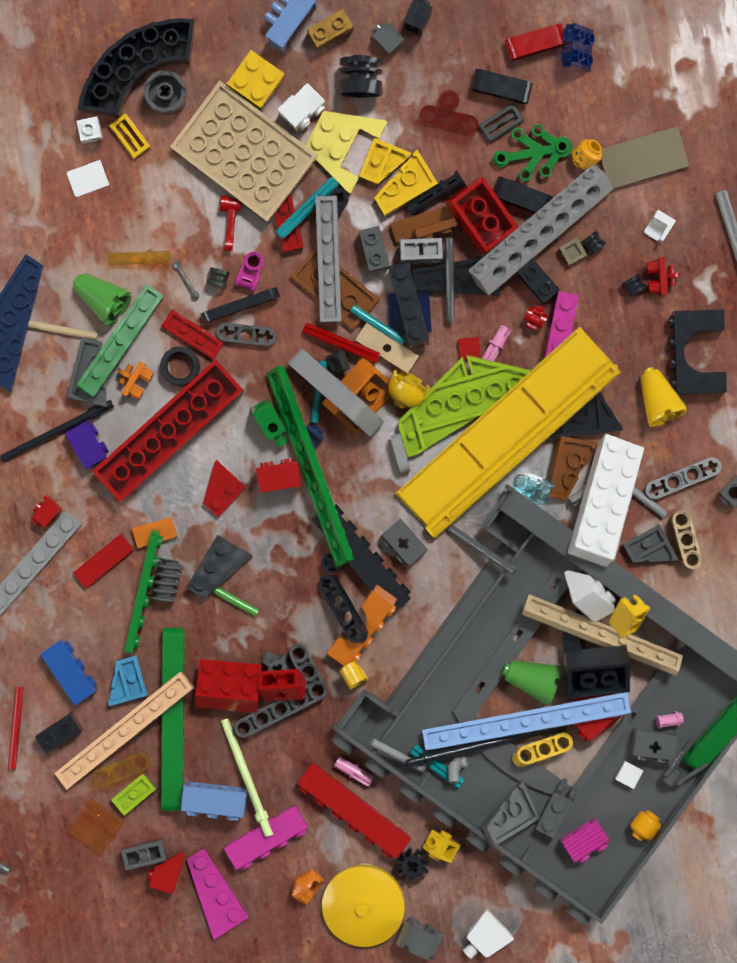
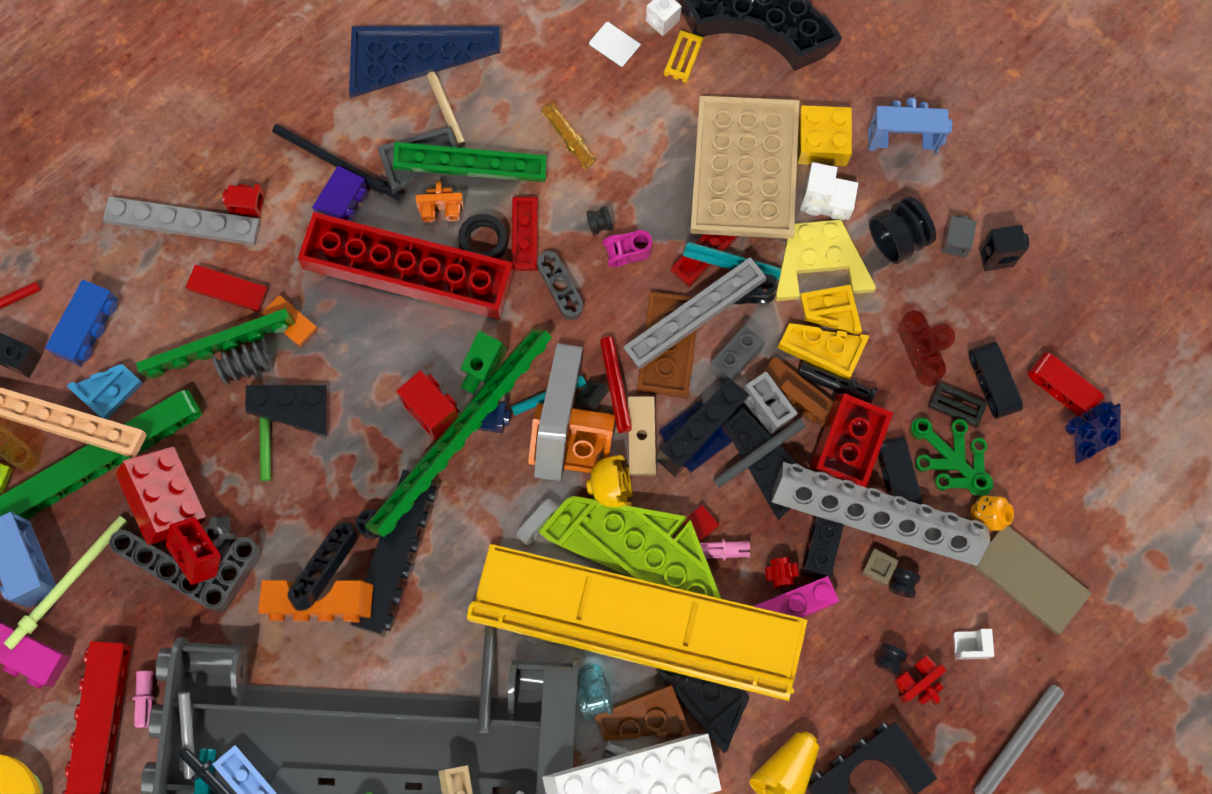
camera: 50 degrees right, 15 degrees down
(102, 297) = (503, 122): bright green cone -> none
(163, 104) = (750, 58): dark grey brick -> none
(177, 265) = (585, 177): dark grey hinge -> none
(222, 489) = (379, 361): red wing -> none
(229, 205) = (681, 191): red brick -> none
(240, 305) = (586, 260): black beam -> none
(330, 29) = (926, 175): pearl gold brick -> none
(353, 675) = (254, 625): yellow piece -> none
(378, 324) = (660, 410): teal bar -> none
(415, 546) = (444, 603): dark grey brick -> none

